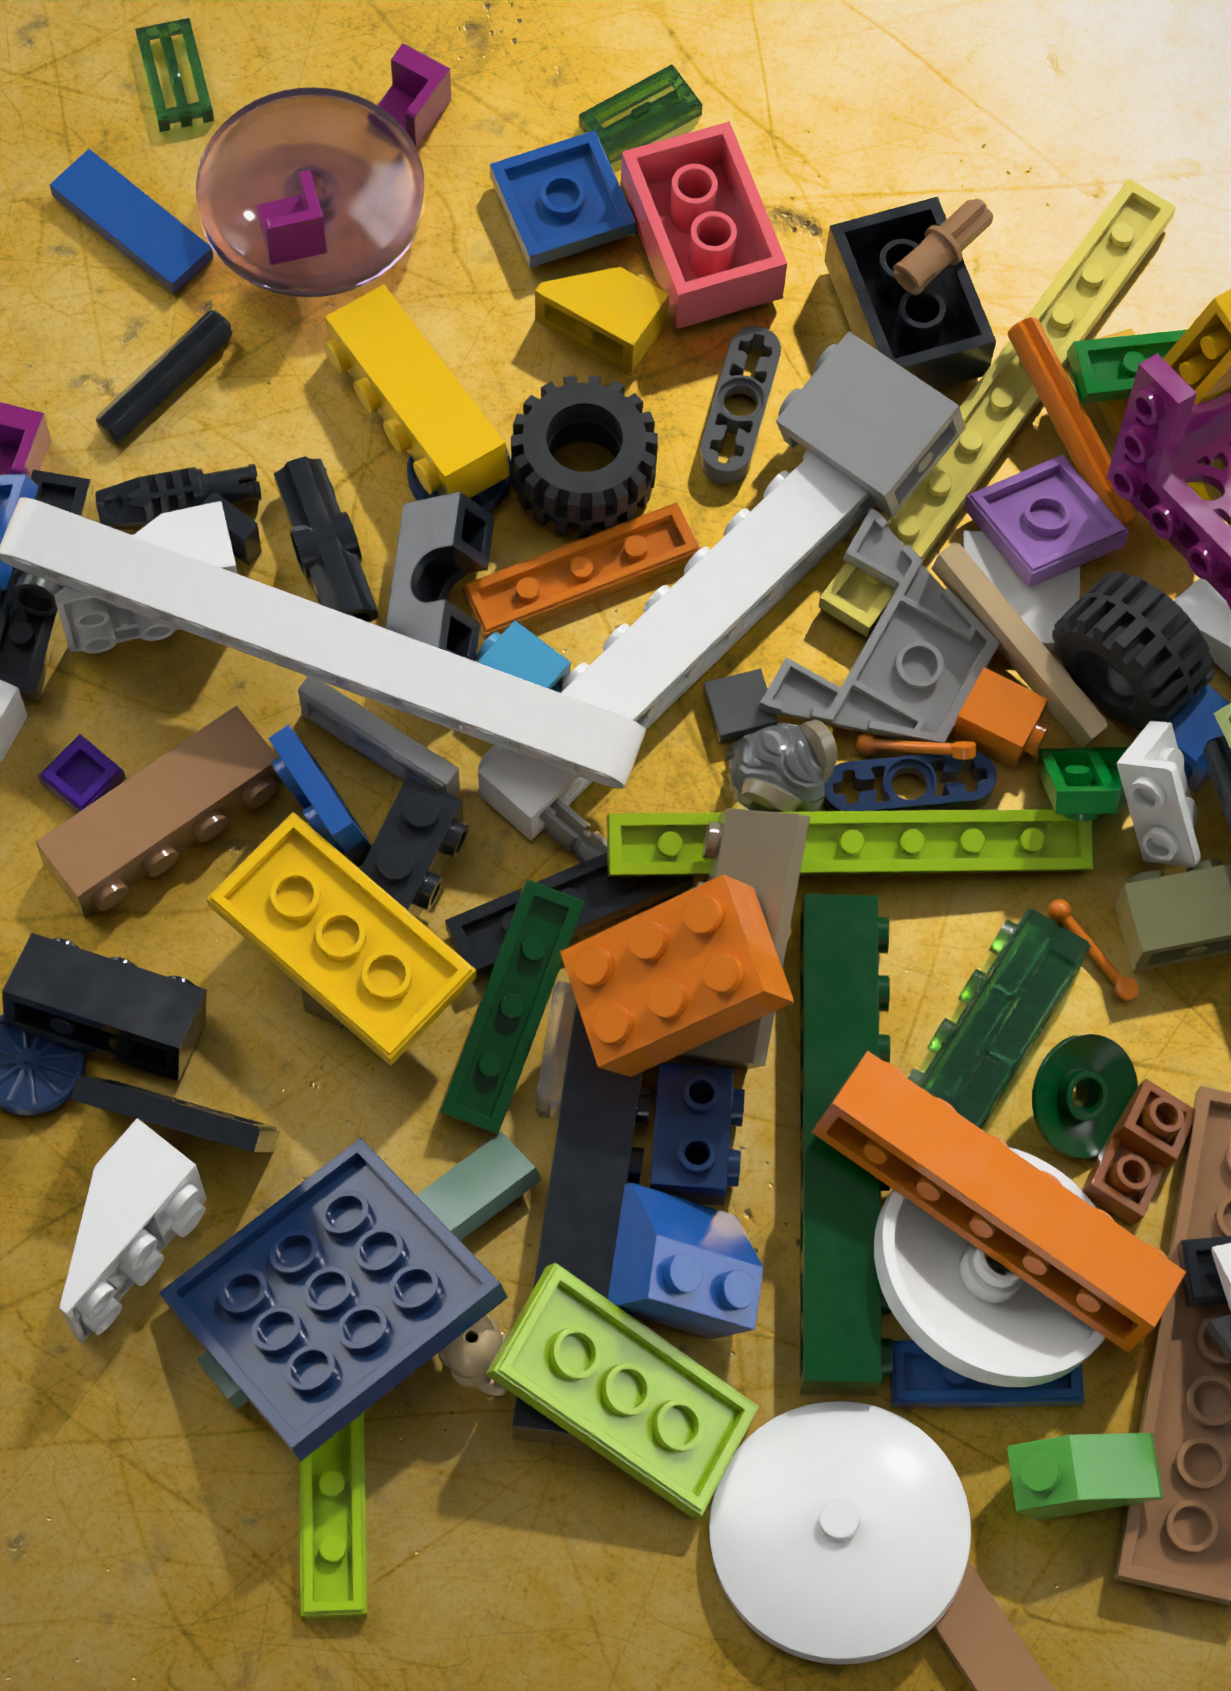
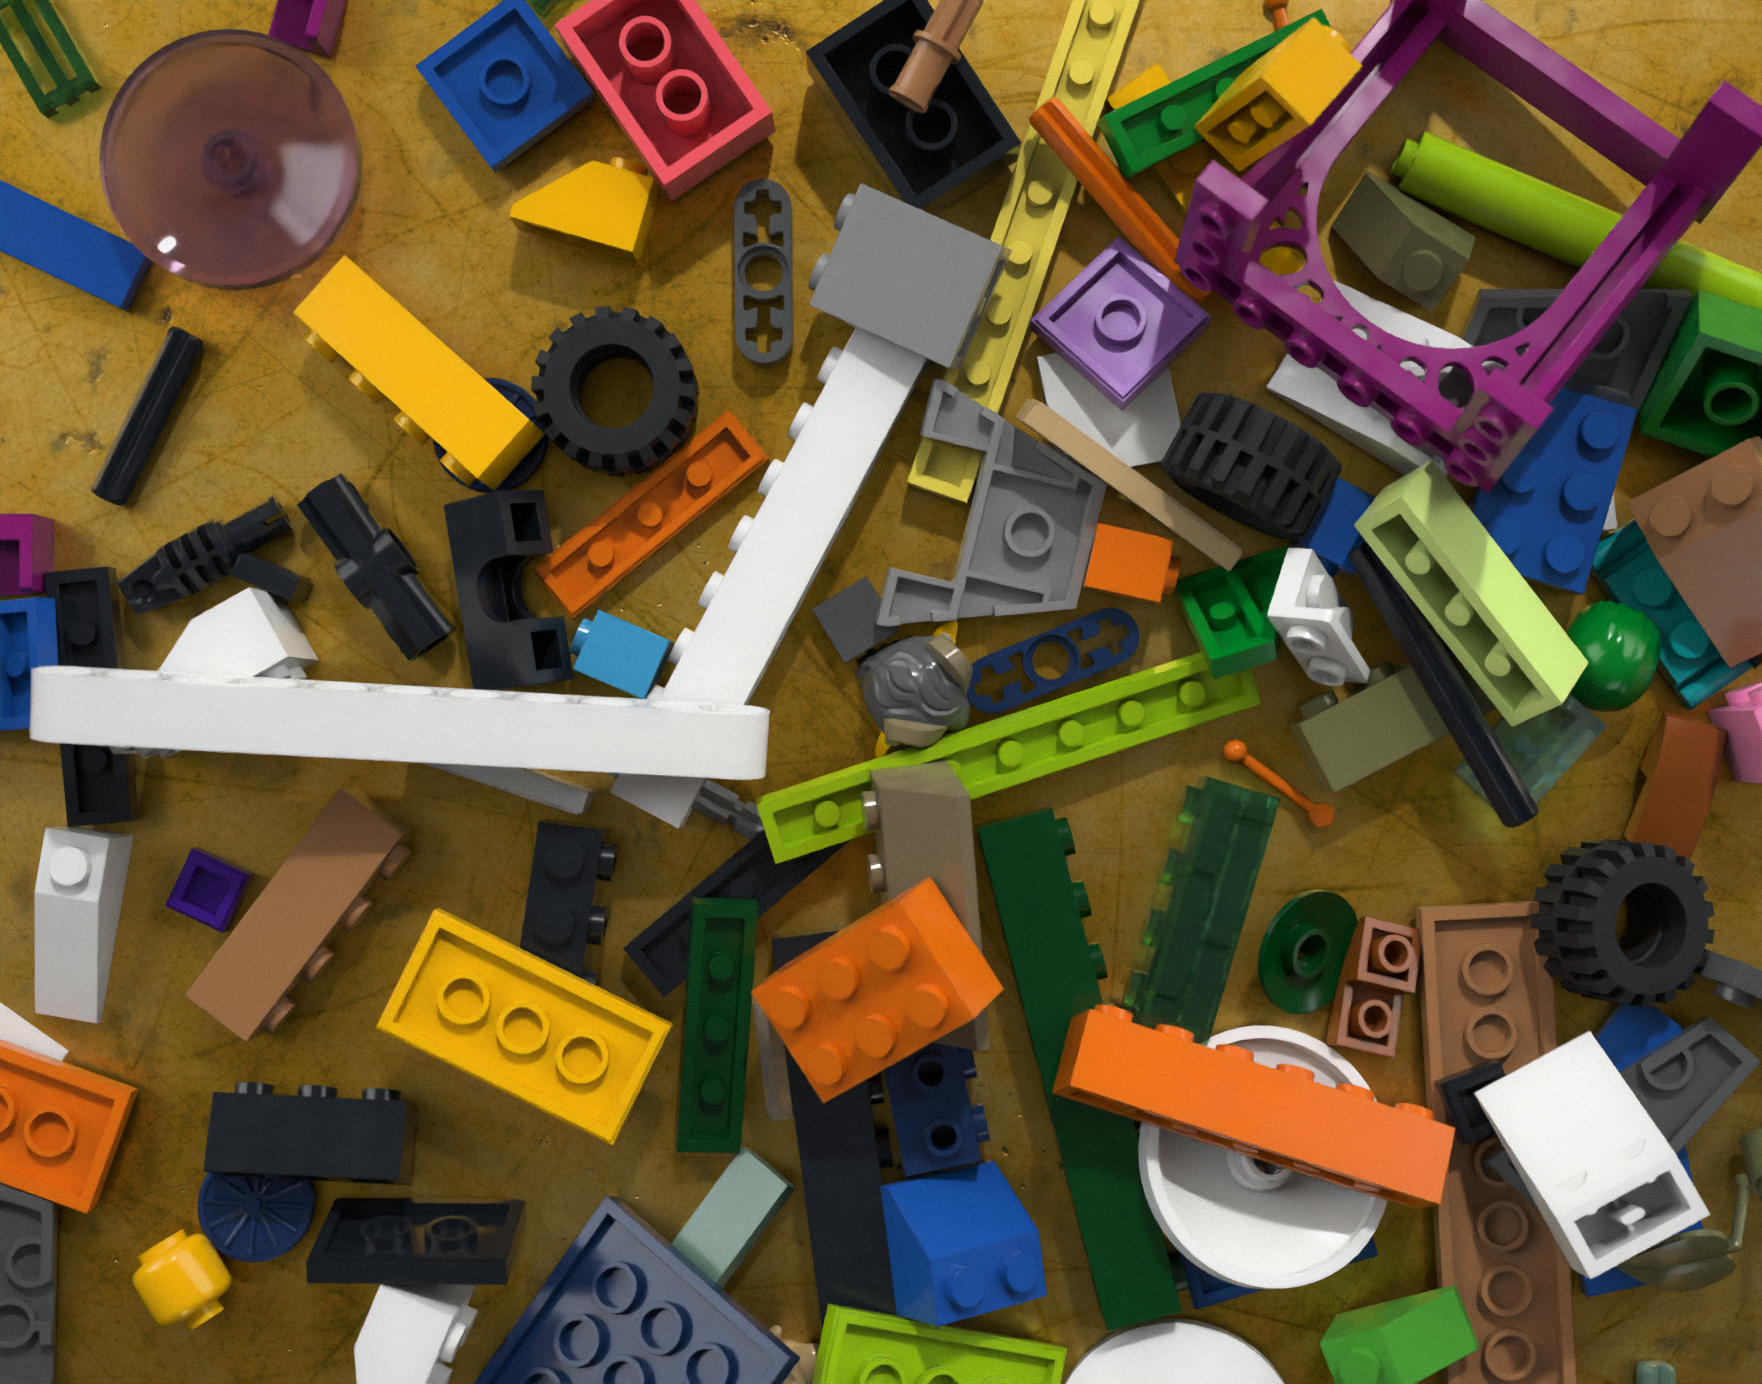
camera: 15 degrees left, 20 degrees up
(294, 224) = (223, 219): magenta panel -> none
(318, 796) = (458, 863): blue plate -> none
(868, 744) = (1097, 617): orange hinge -> none

